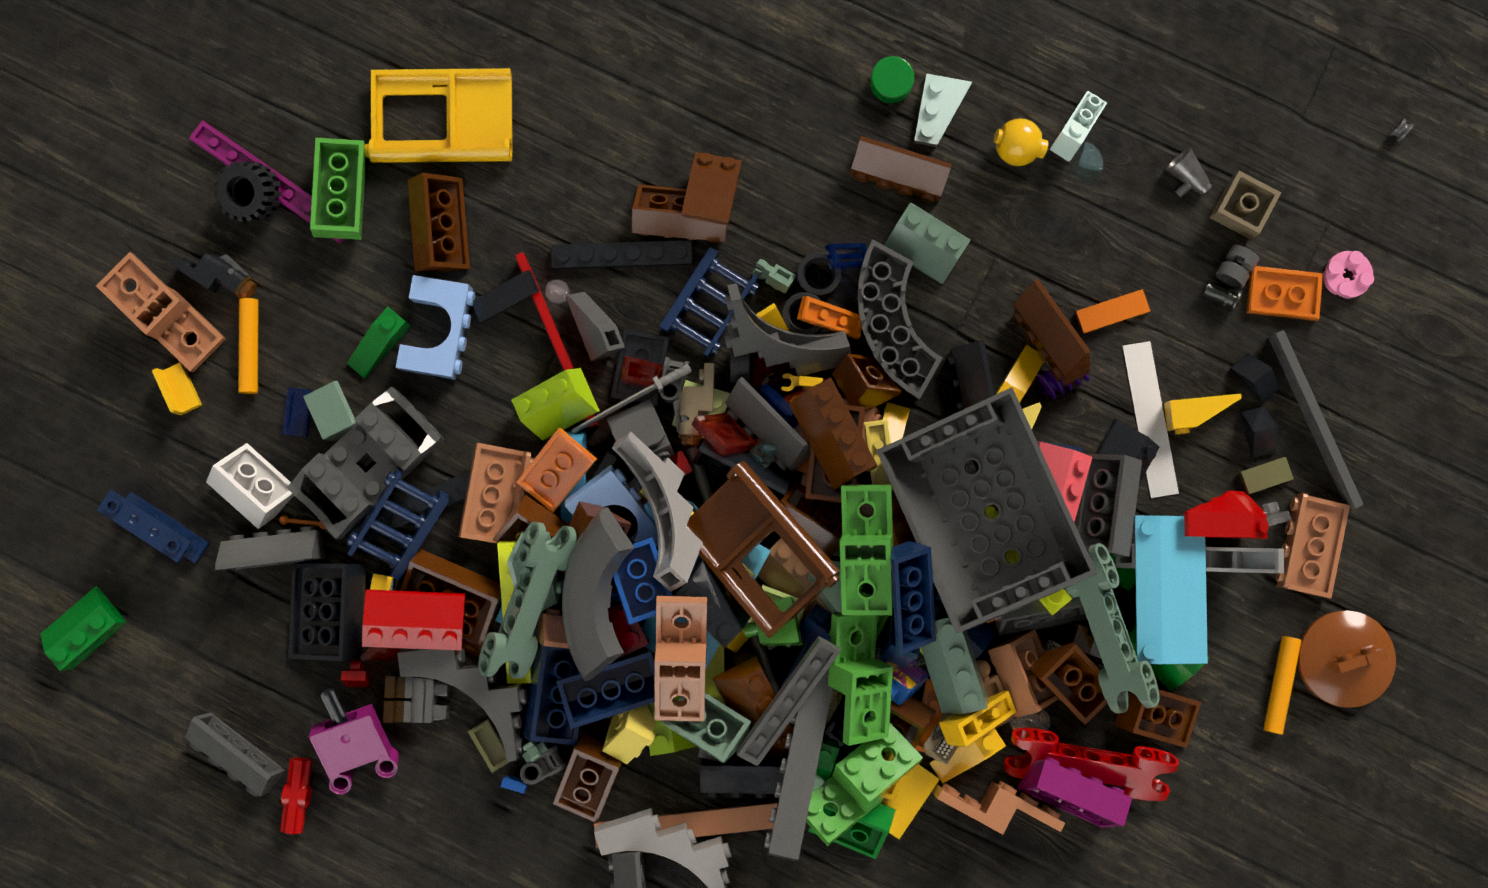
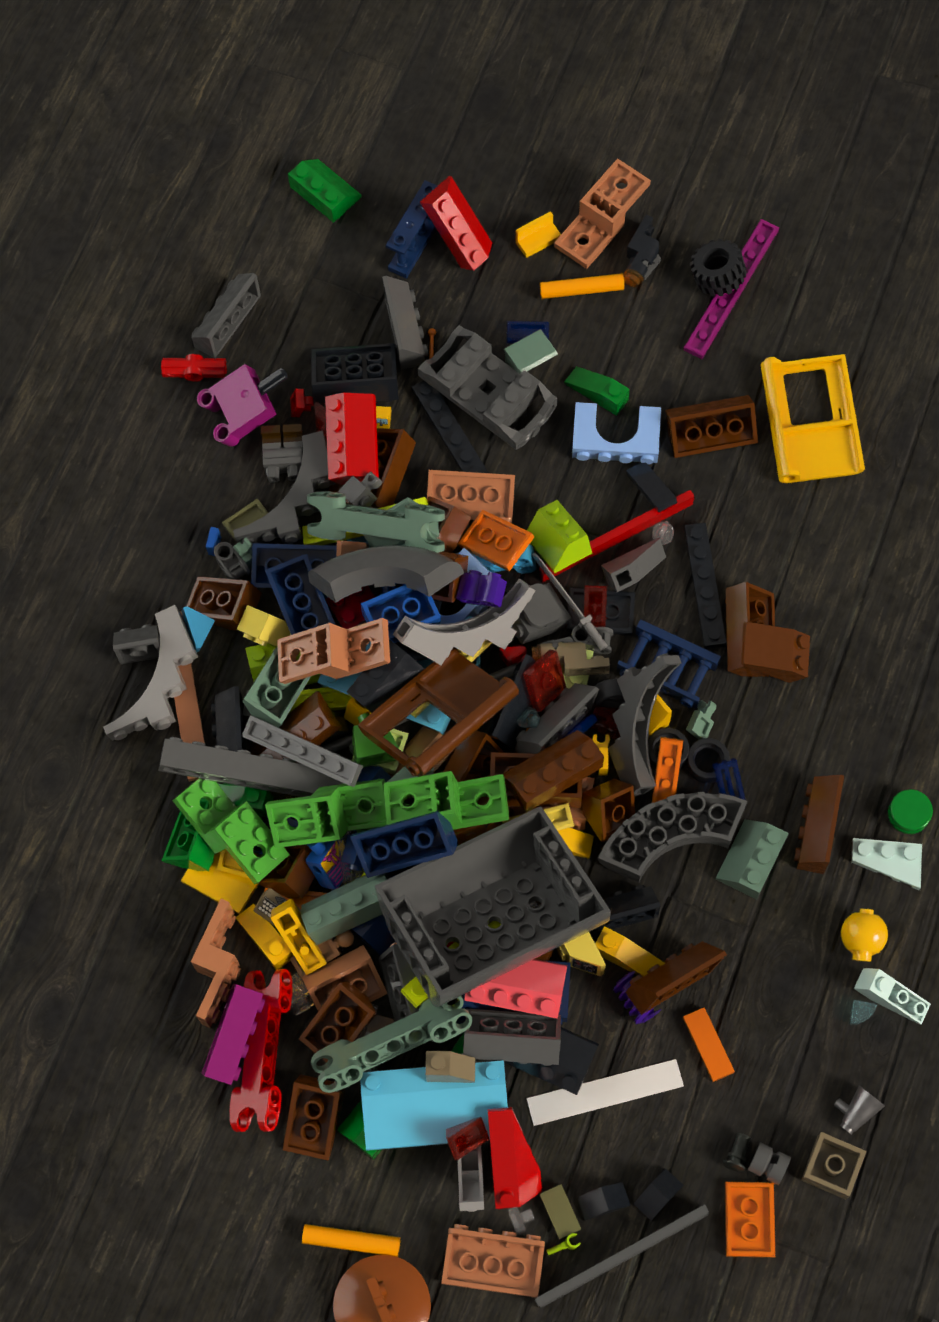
camera: 85 degrees right, 15 degrees down
(157, 477) = (457, 224): none -> red slope
(250, 485) = (459, 300): white slope -> none
(338, 188) = (730, 338): bright green brick -> none
(409, 543) = (438, 437): dark blue fence -> none
(482, 617) = (359, 492): none -> dark grey brick
(617, 806) = (197, 626): none -> dark azure slope
(621, 489) = (481, 589): none -> dark purple brick
(1144, 570) = (449, 1067): none -> dark tan slope
(1190, 413) = (616, 1131): yellow slope -> none
(1208, 561) = (466, 1137): none -> clear red slope
(1298, 475) = (564, 1245): none -> lime hand
(1354, 262) = (791, 1289): bright pink plate -> none

